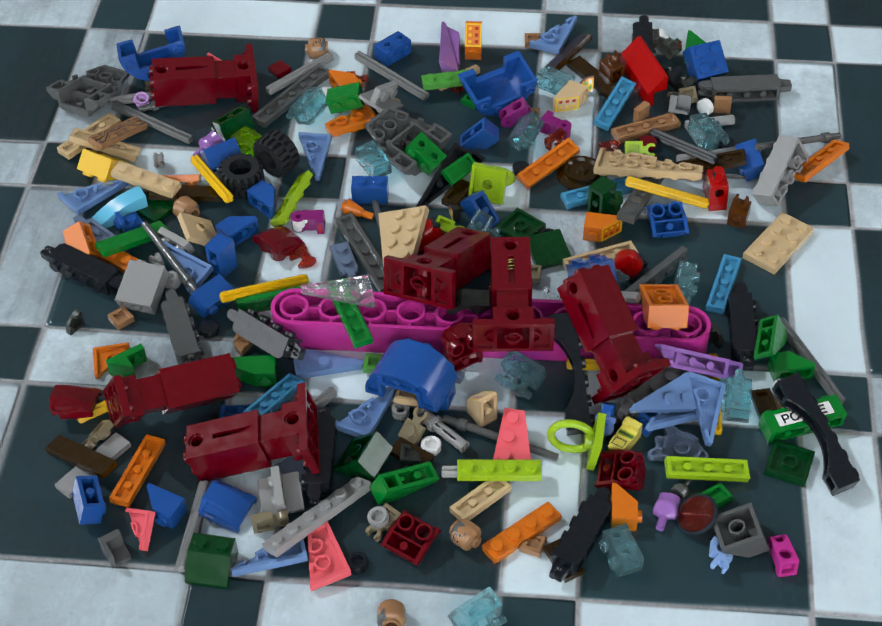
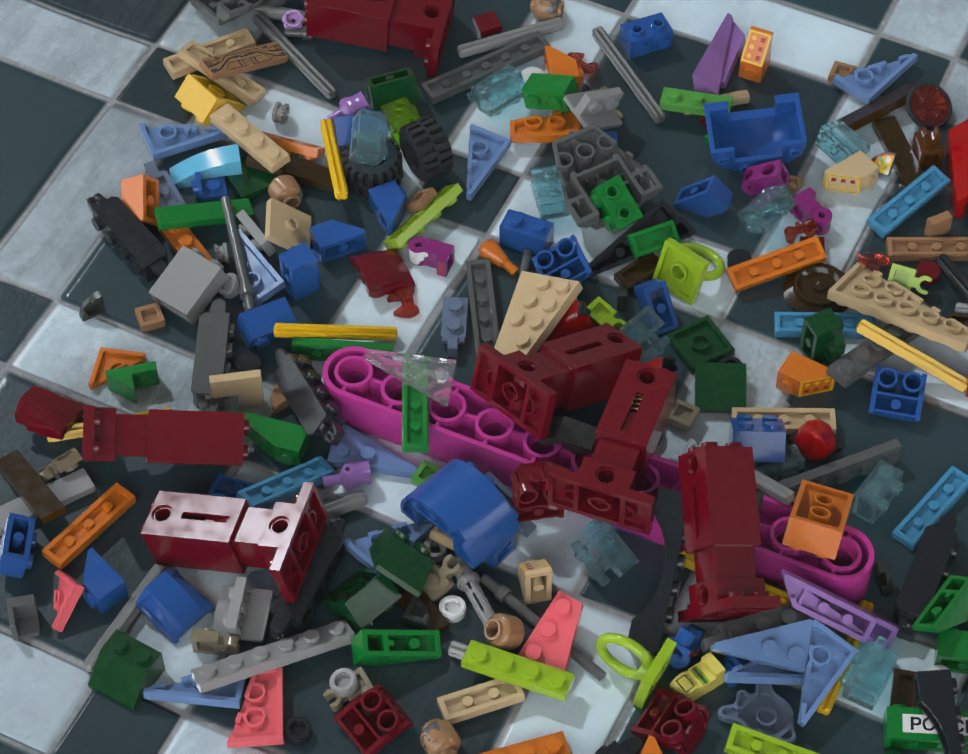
camera: 20 degrees right, 5 degrees up
(215, 339) = (244, 384): none -> tan tile
(235, 154) = (369, 137): none -> clear light blue brick
(285, 188) = (421, 200): none -> medium nougat tile
(320, 377) = (351, 475): none -> medium lavender piece
(384, 420) = (402, 559): none -> dark green slope
(404, 197) = (563, 261): none -> blue slope
(477, 447) = (504, 631): none -> medium nougat head
(599, 43) = (928, 105): none -> clear red wheel

